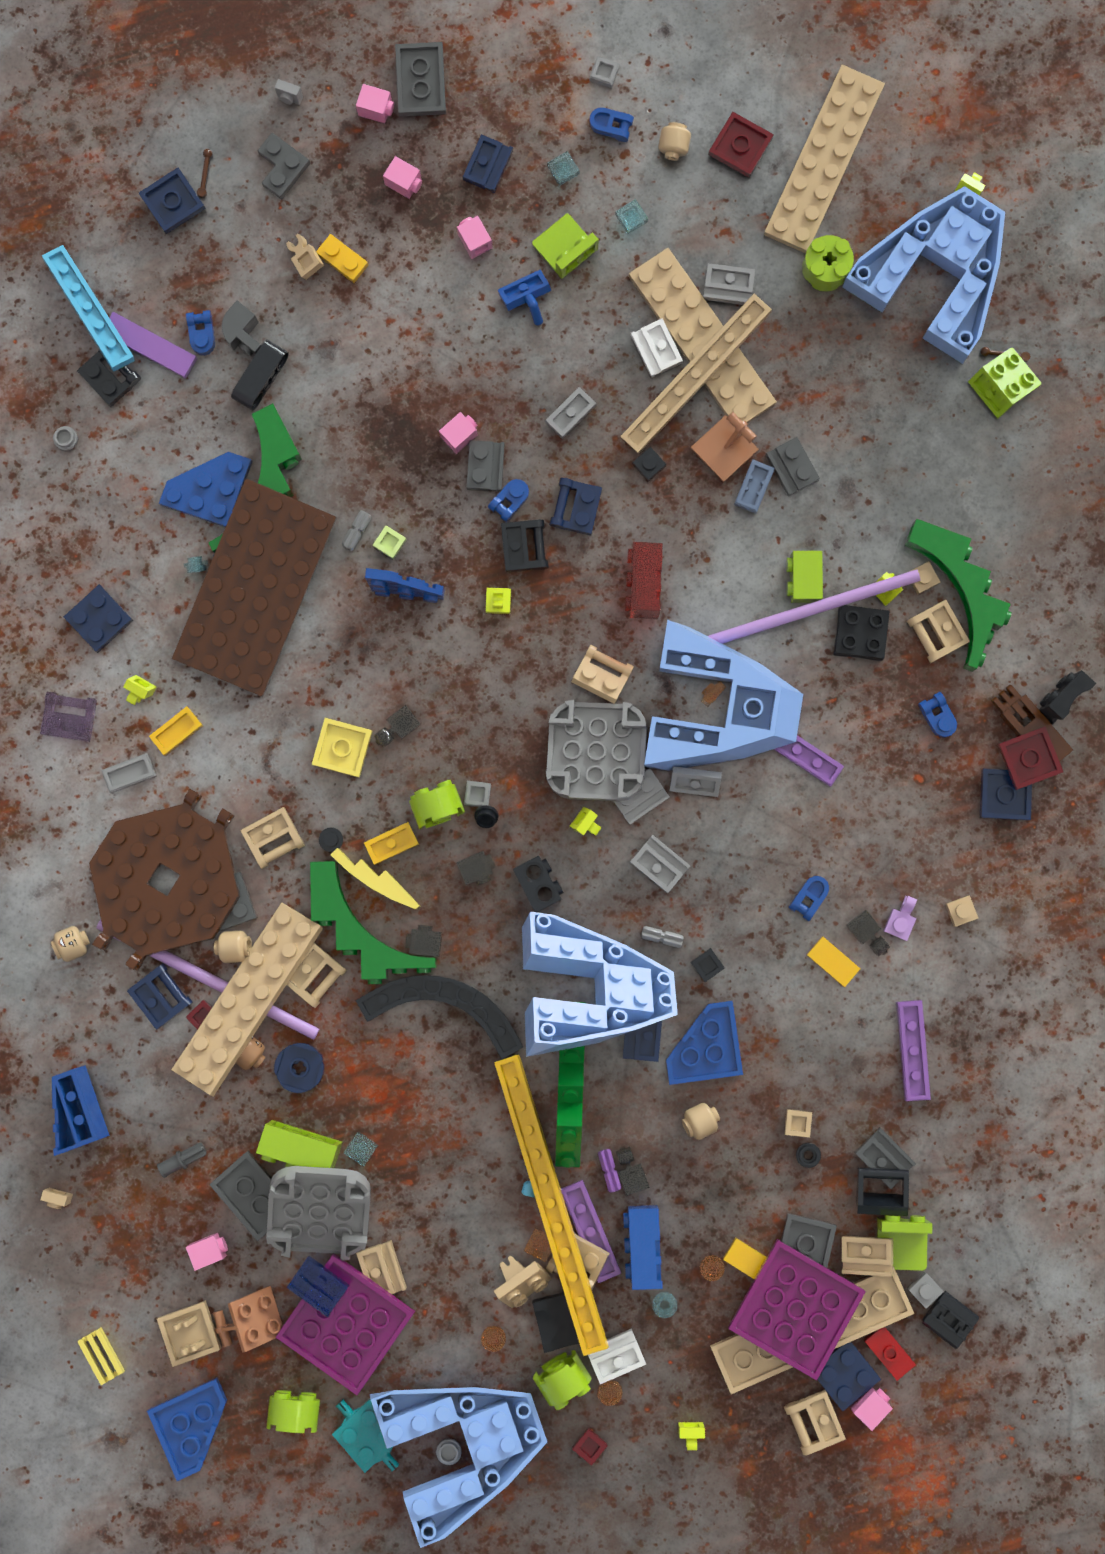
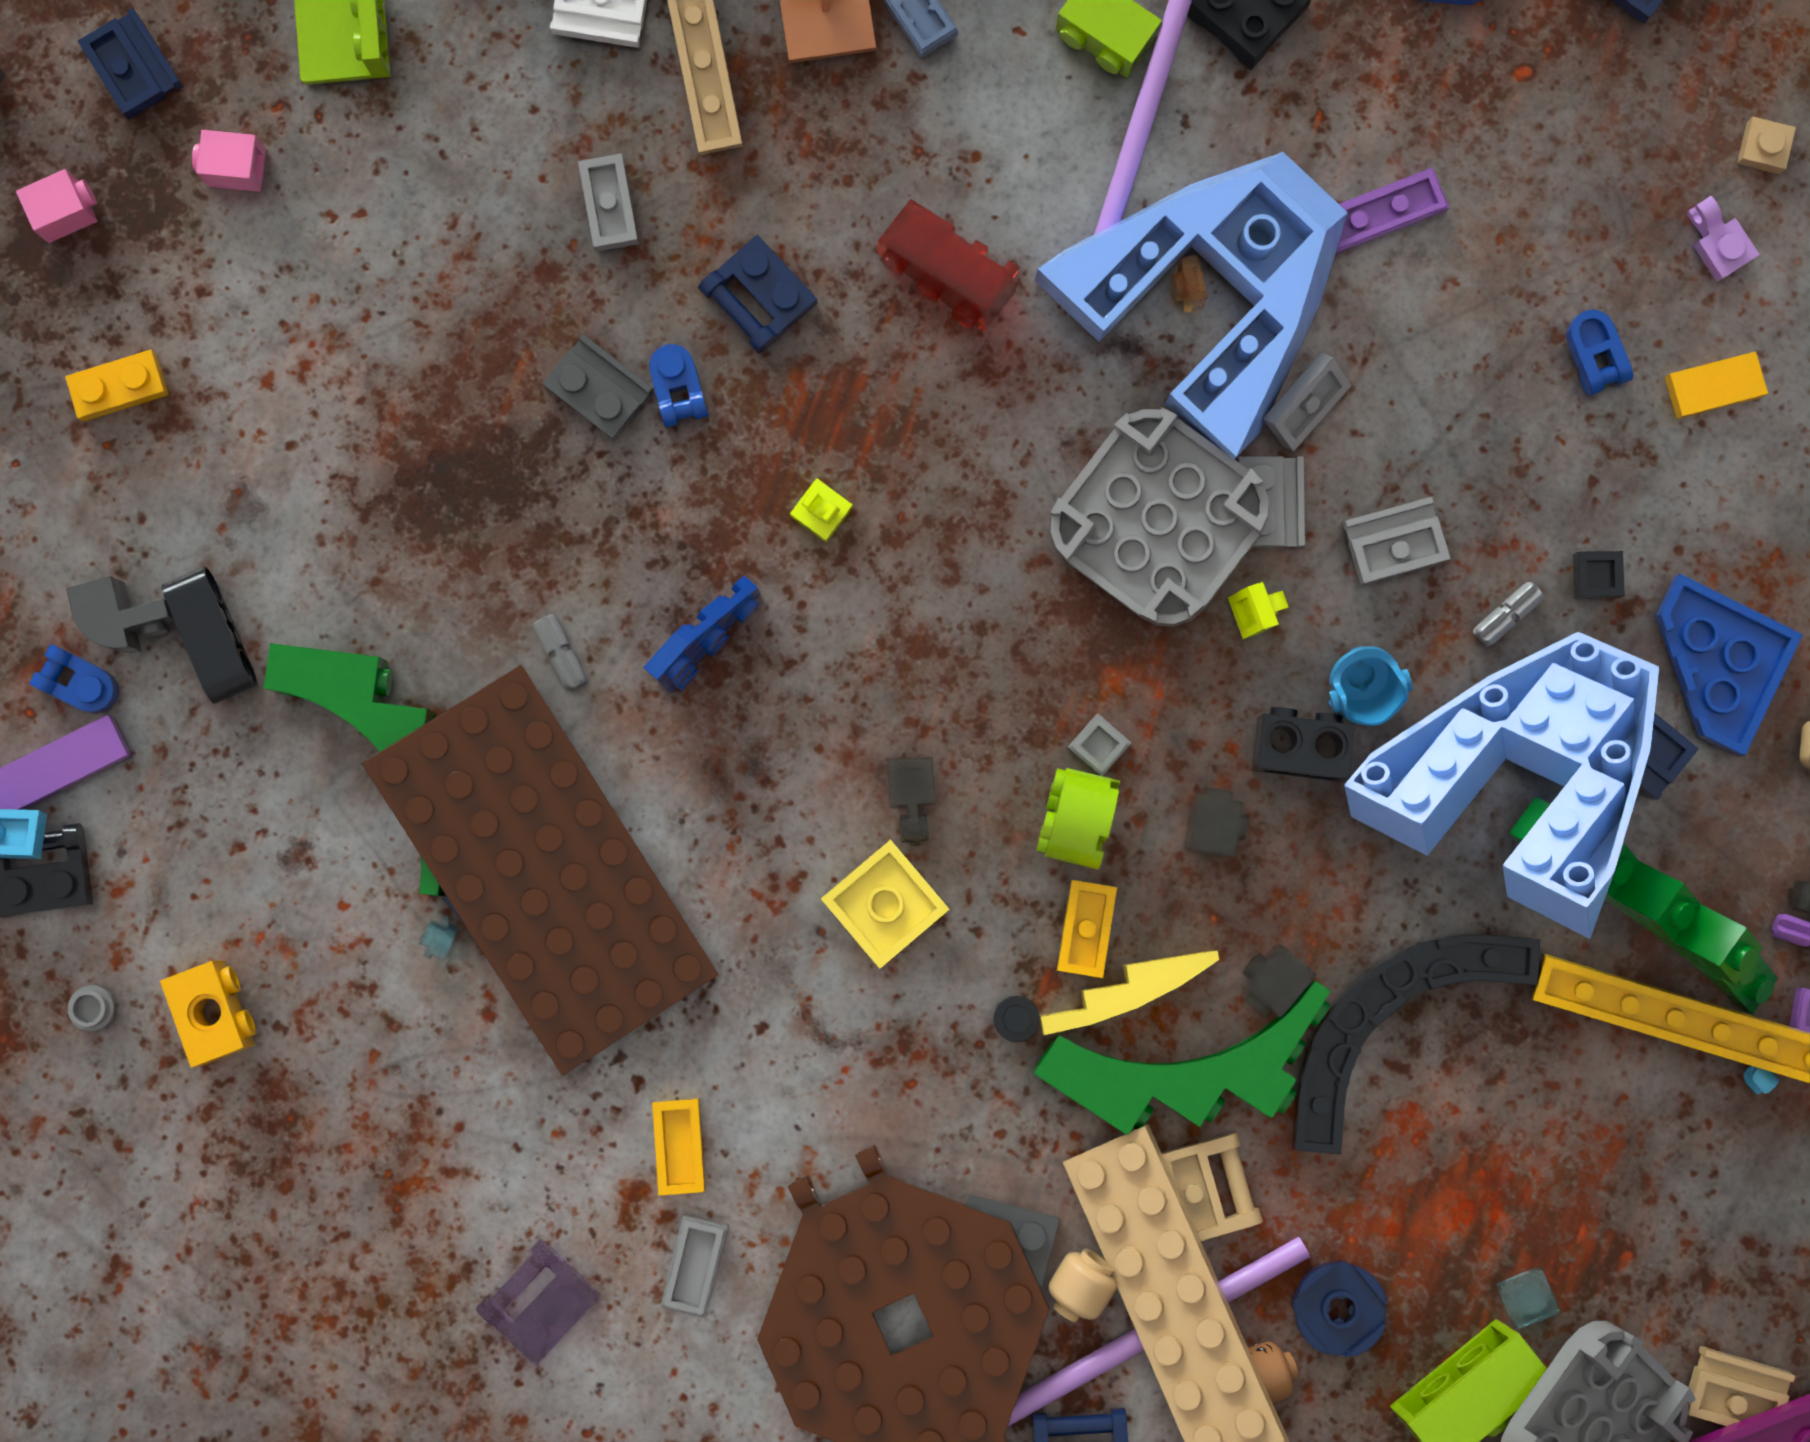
camera: 60 degrees left, 0 degrees up
(96, 475) = (186, 999): none -> yellow brick
(98, 618) = (415, 1149): dark blue plate -> none
(138, 689) = (573, 1160): neon yellow tile -> none
(199, 1013) = (1153, 1410): dark red plate -> none
(208, 489) = (333, 837): blue plate -> none
(268, 830) = (936, 1107): tan plate -> none
(306, 257) = (77, 440): tan plate -> none
(389, 542) = (615, 613): yellowish green plate -> none
(459, 432) = (518, 390): bright pink brick -> none
(486, 816) = (1144, 754): black plate -> none
(516, 547) = (757, 424): black plate -> none
(525, 291) = (370, 141): blue plate -> none
(583, 893) = (1368, 686): none -> dark azure cap
(599, 680) = (1051, 440): tan plate -> none
(649, 464) = (770, 141): black plate -> none
(865, 928) = (1698, 305): clear smoke plate -> none

